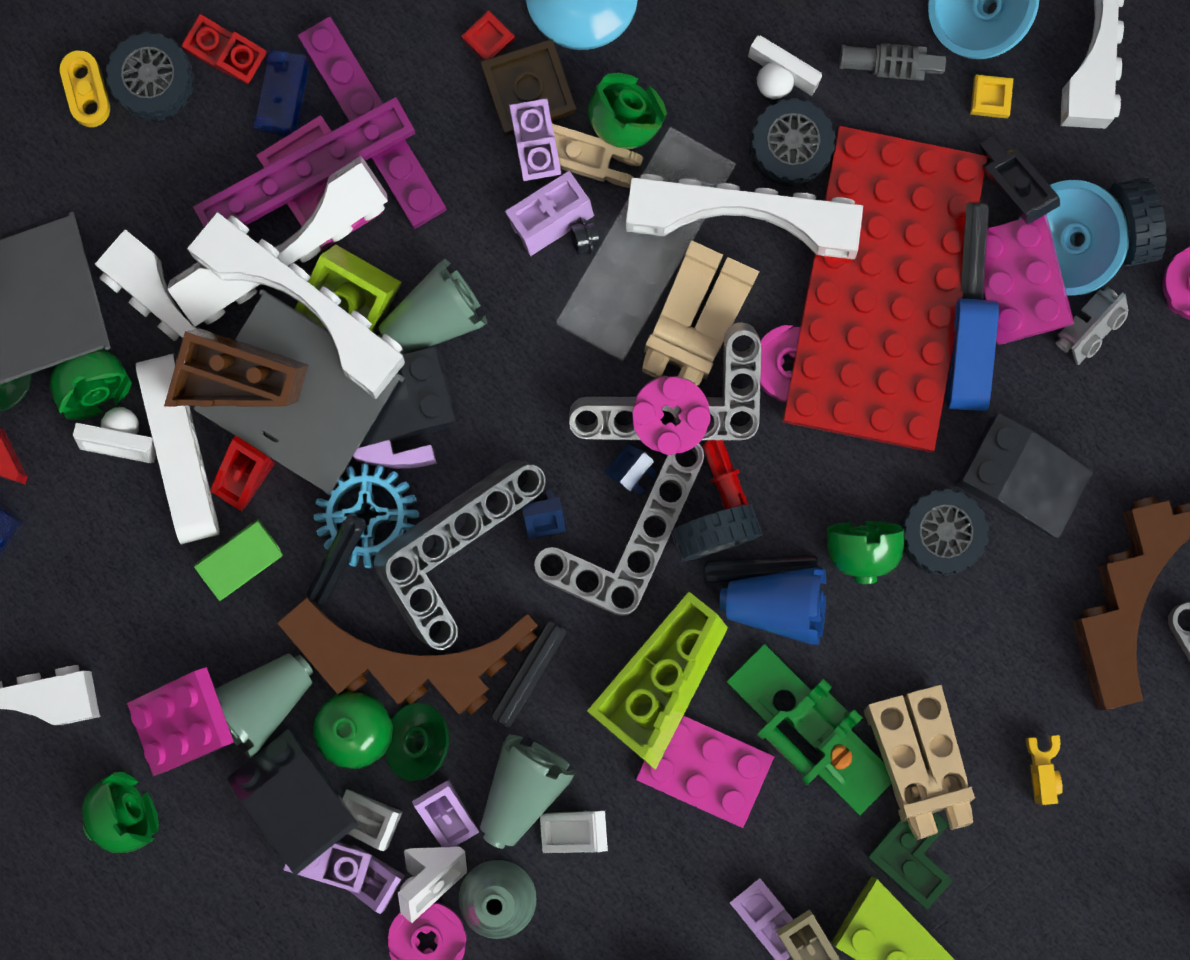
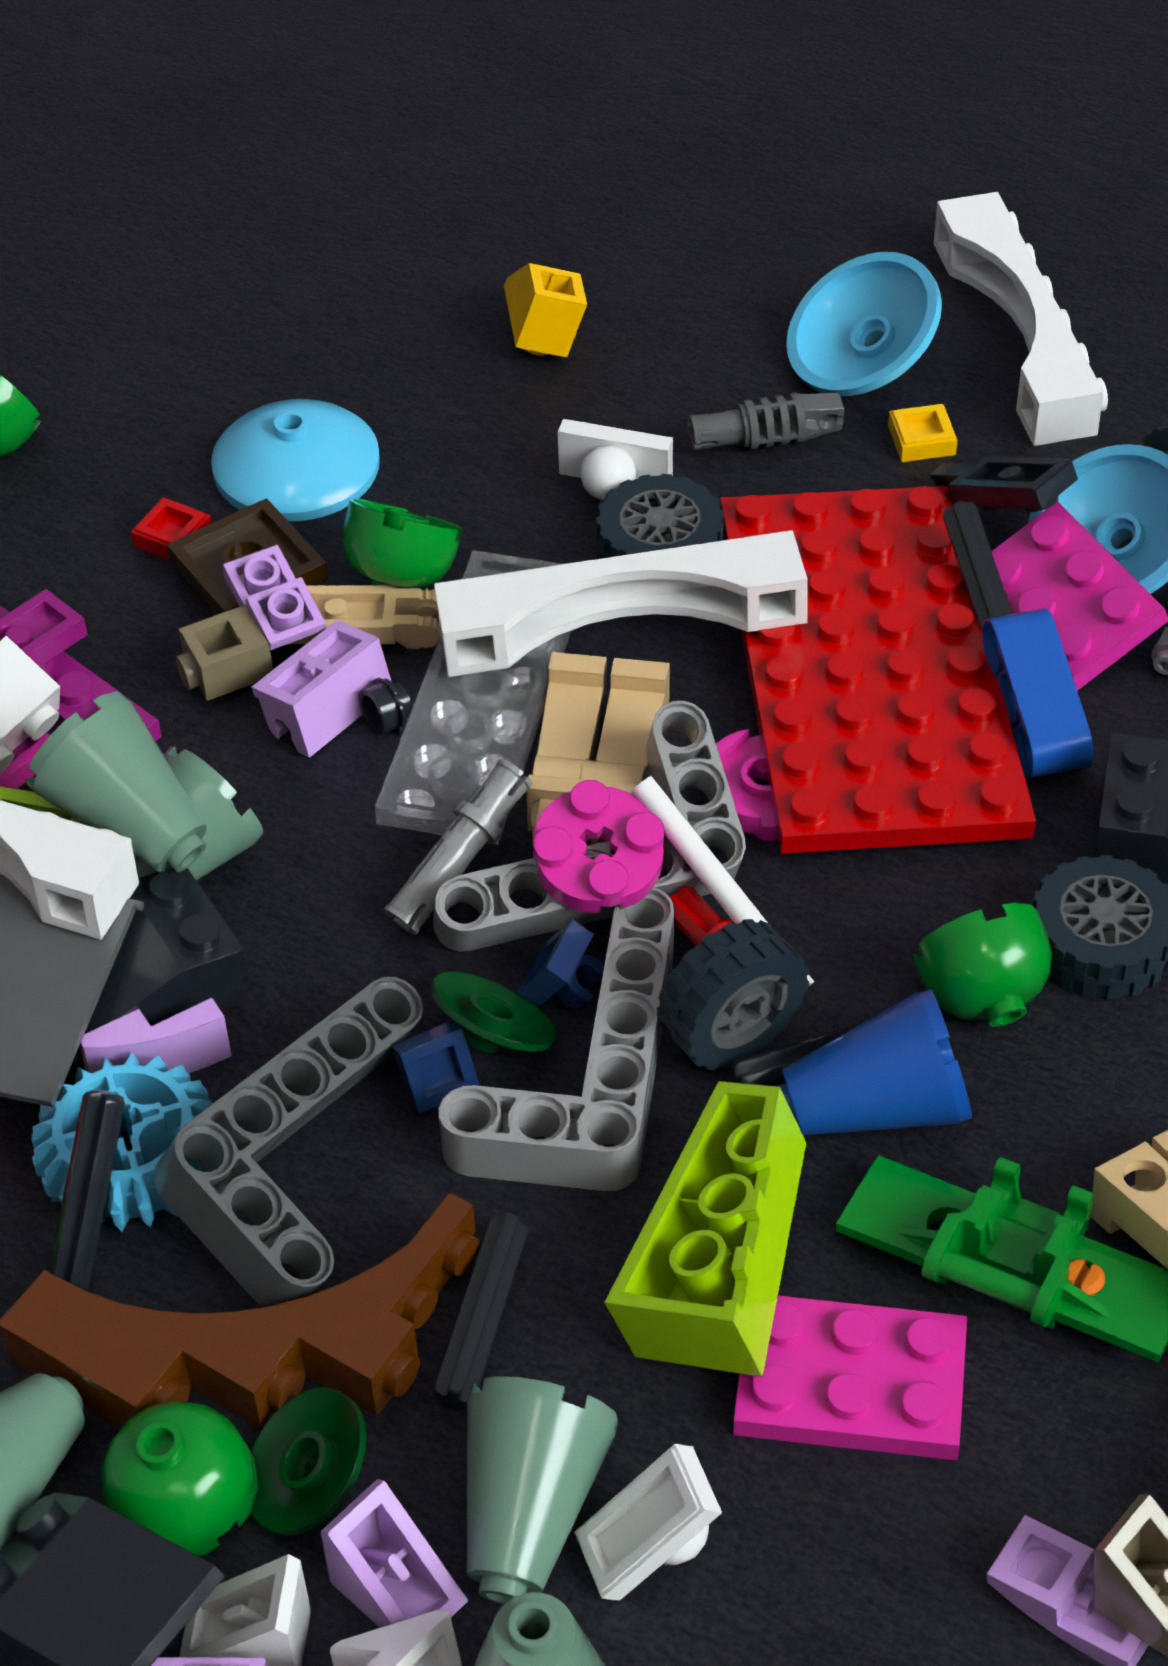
camera: 10 degrees left, 35 degrees down
(406, 307) = (119, 780): none -> sand green cone
(502, 157) = (223, 653): none -> dark tan brick
(584, 493) = (492, 1014): none -> dark green dish
(605, 364) = (473, 826): none -> light grey pin
(735, 450) = (697, 854): none -> white bar

